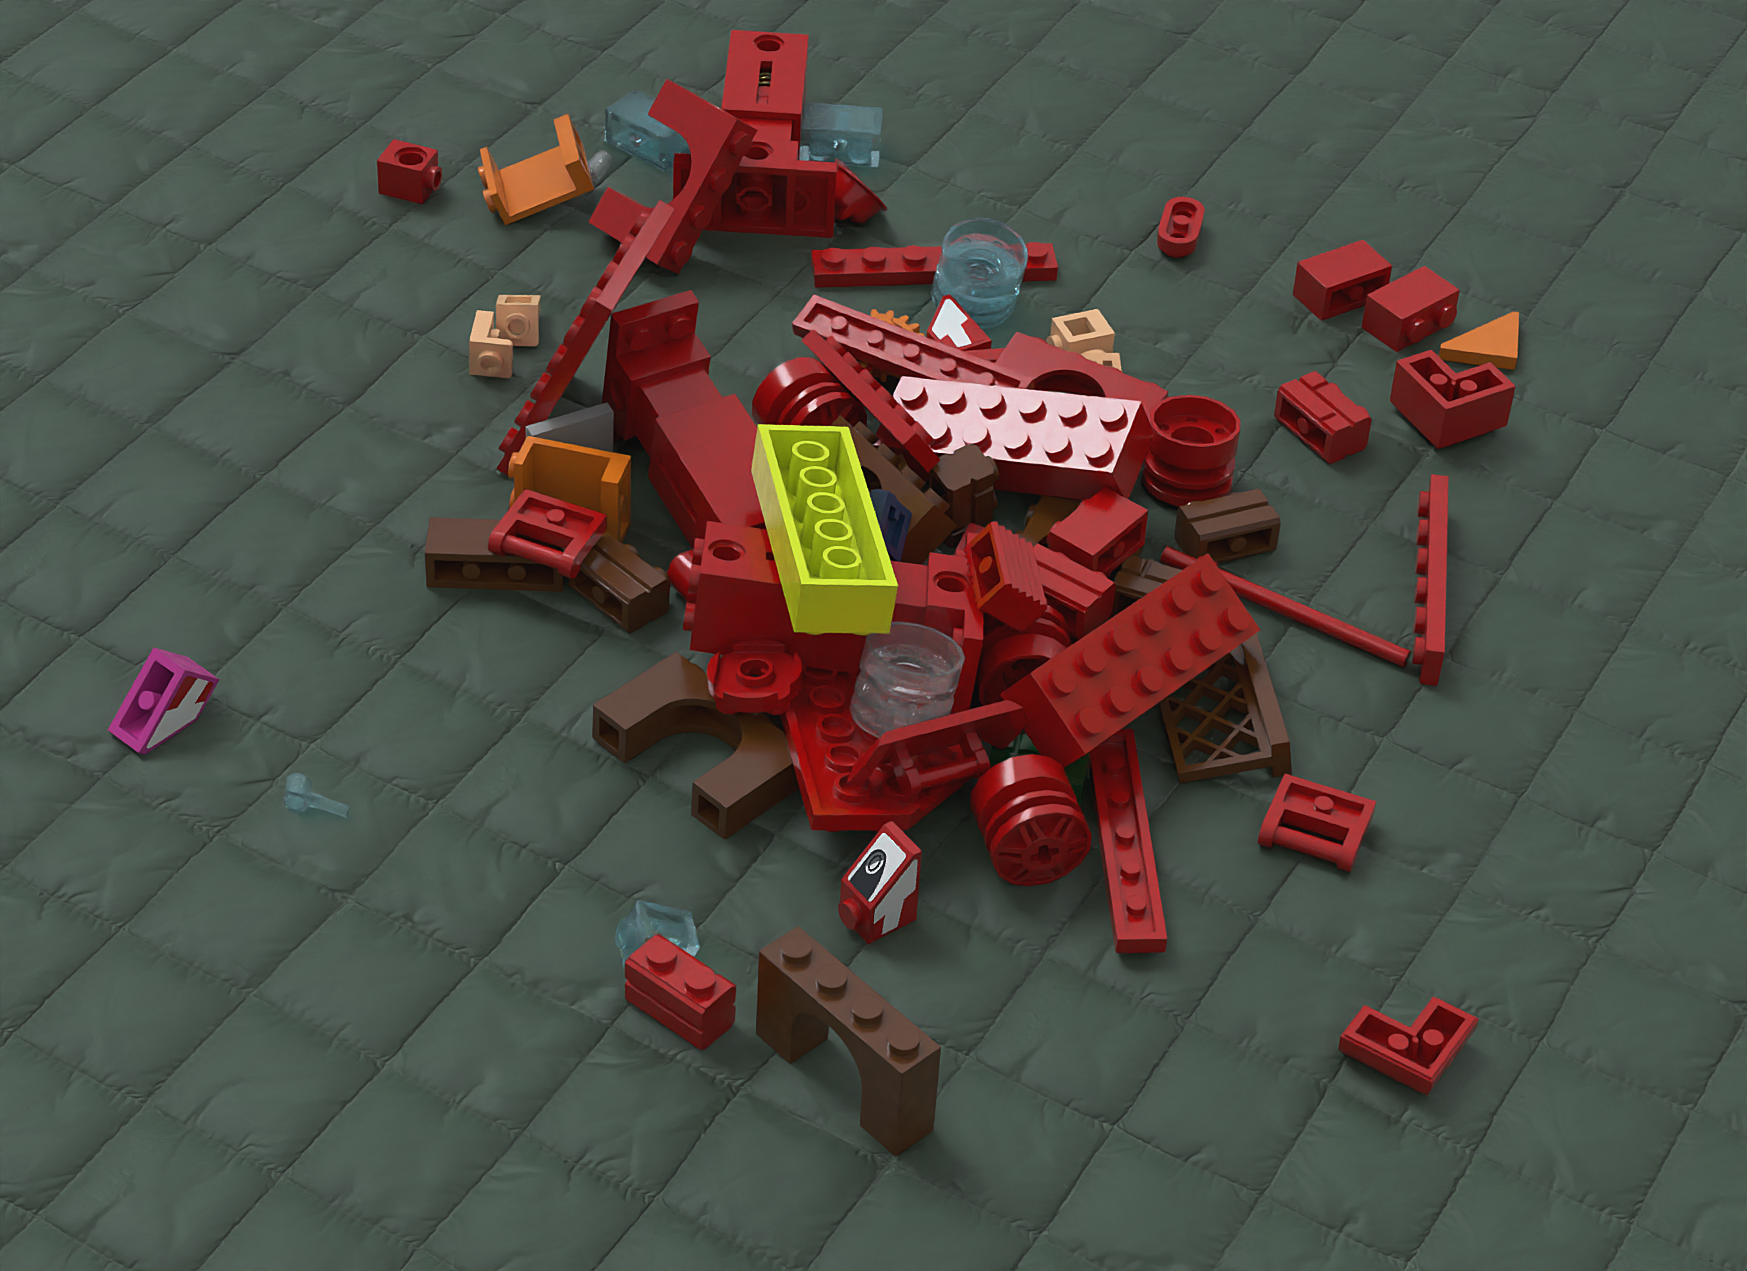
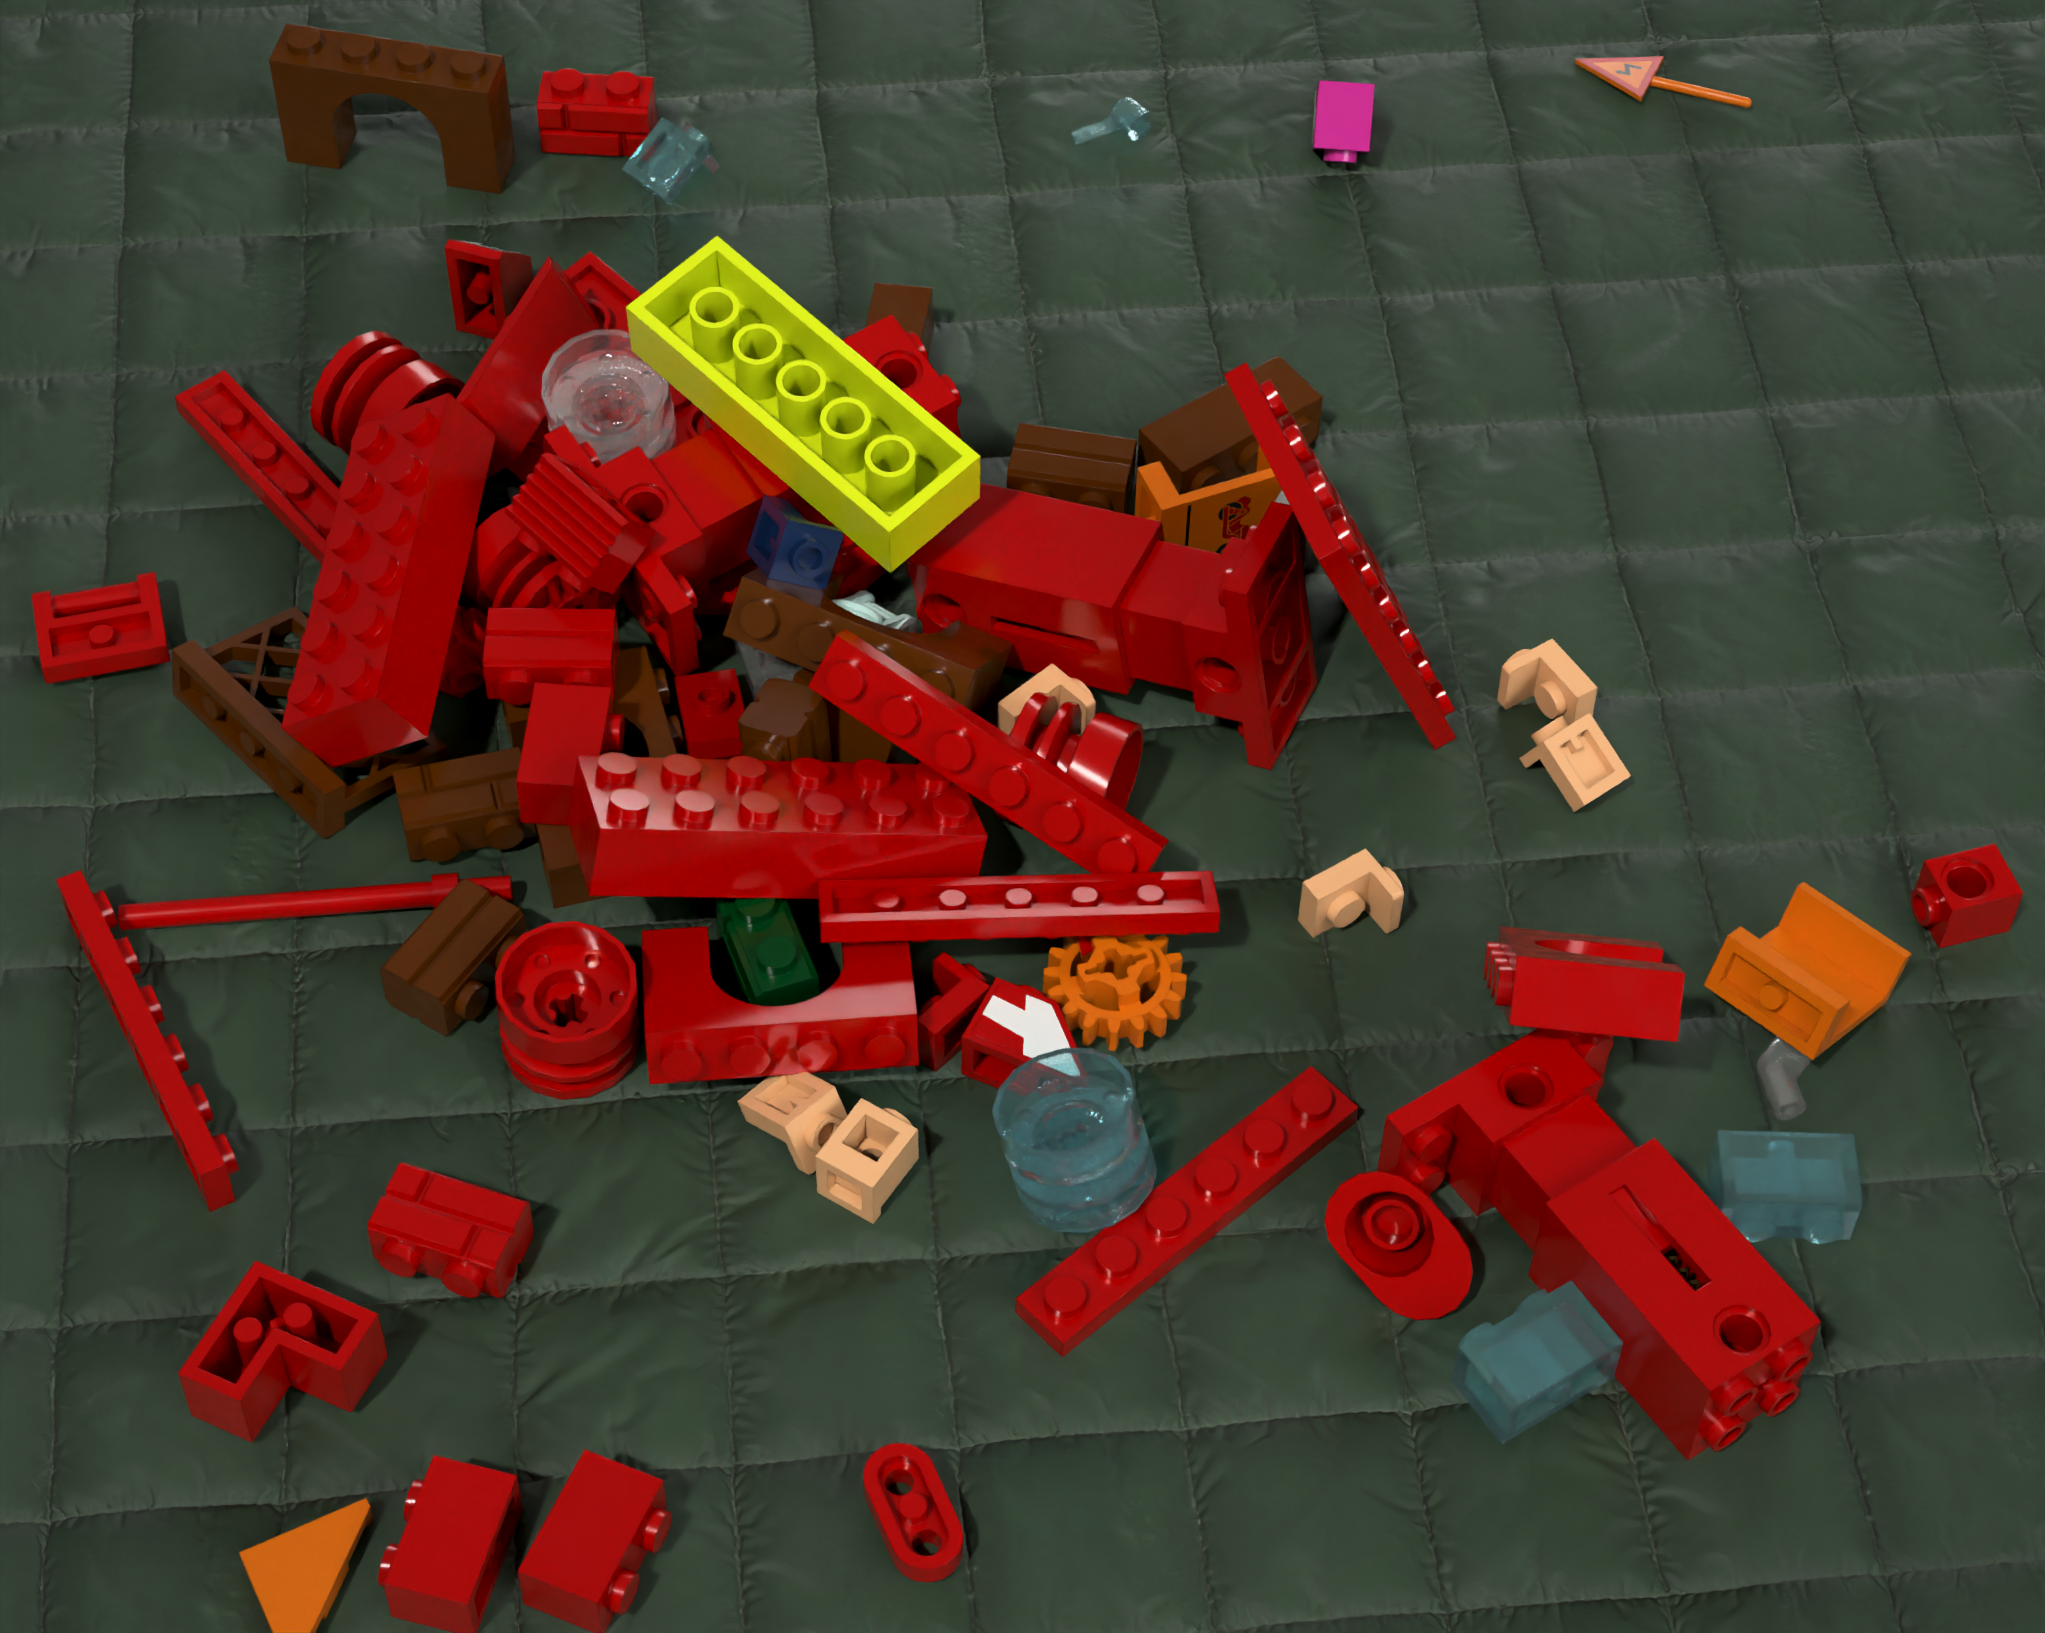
camera: 145 degrees right, 10 degrees up
(551, 522) = (1170, 421): red plate -> none
(718, 321) = (1346, 890): none -> light nougat bracket

